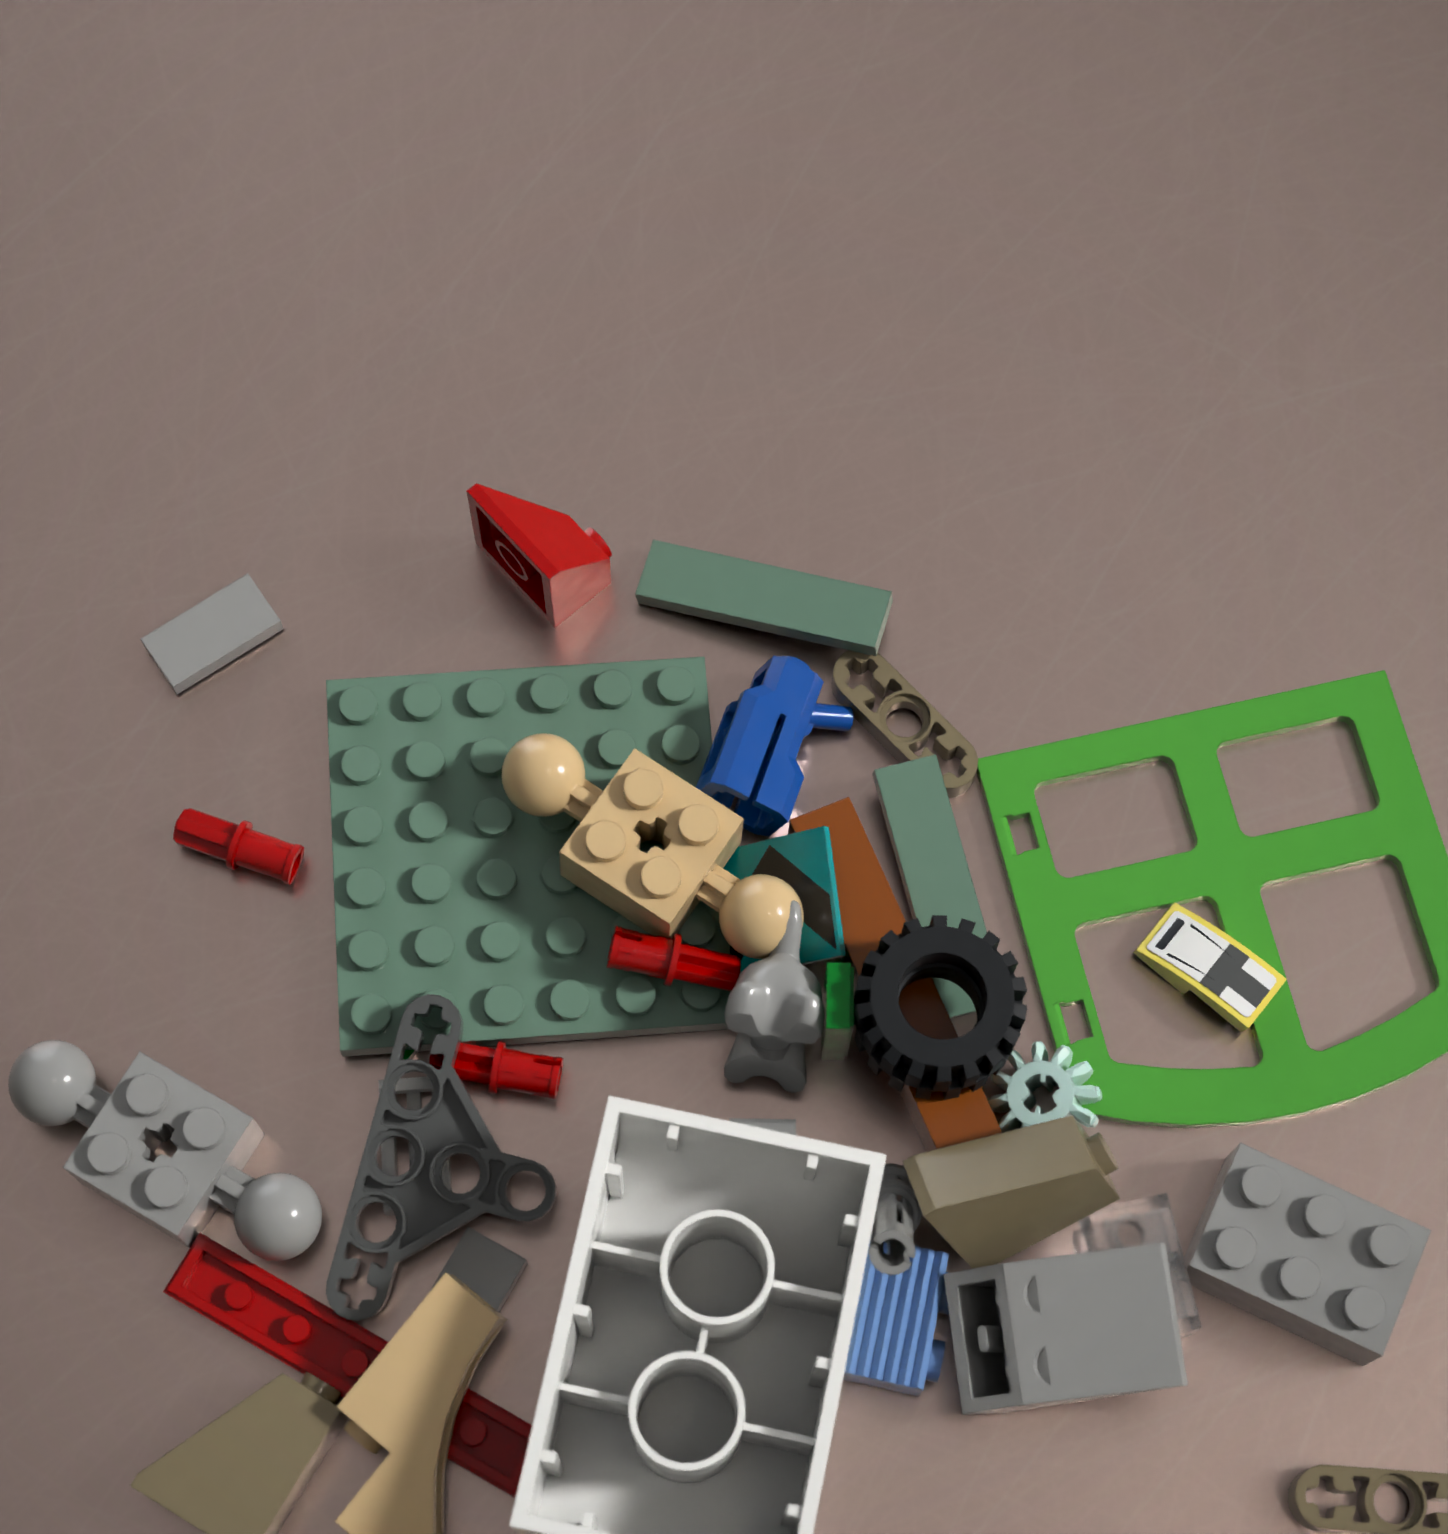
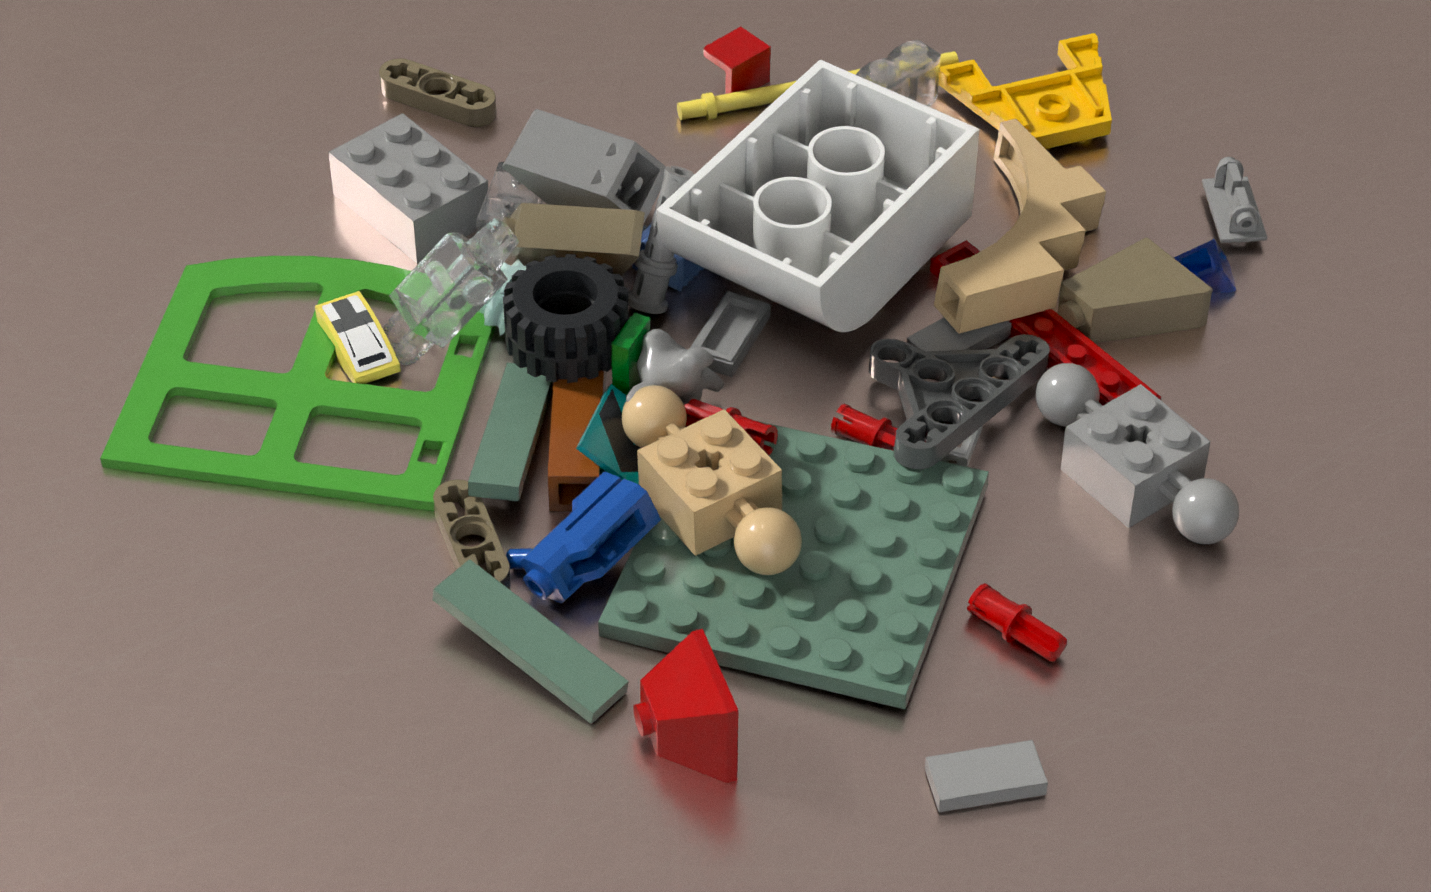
camera: 155 degrees left, 25 degrees down
(1120, 1033) = (448, 289): none -> clear hinge

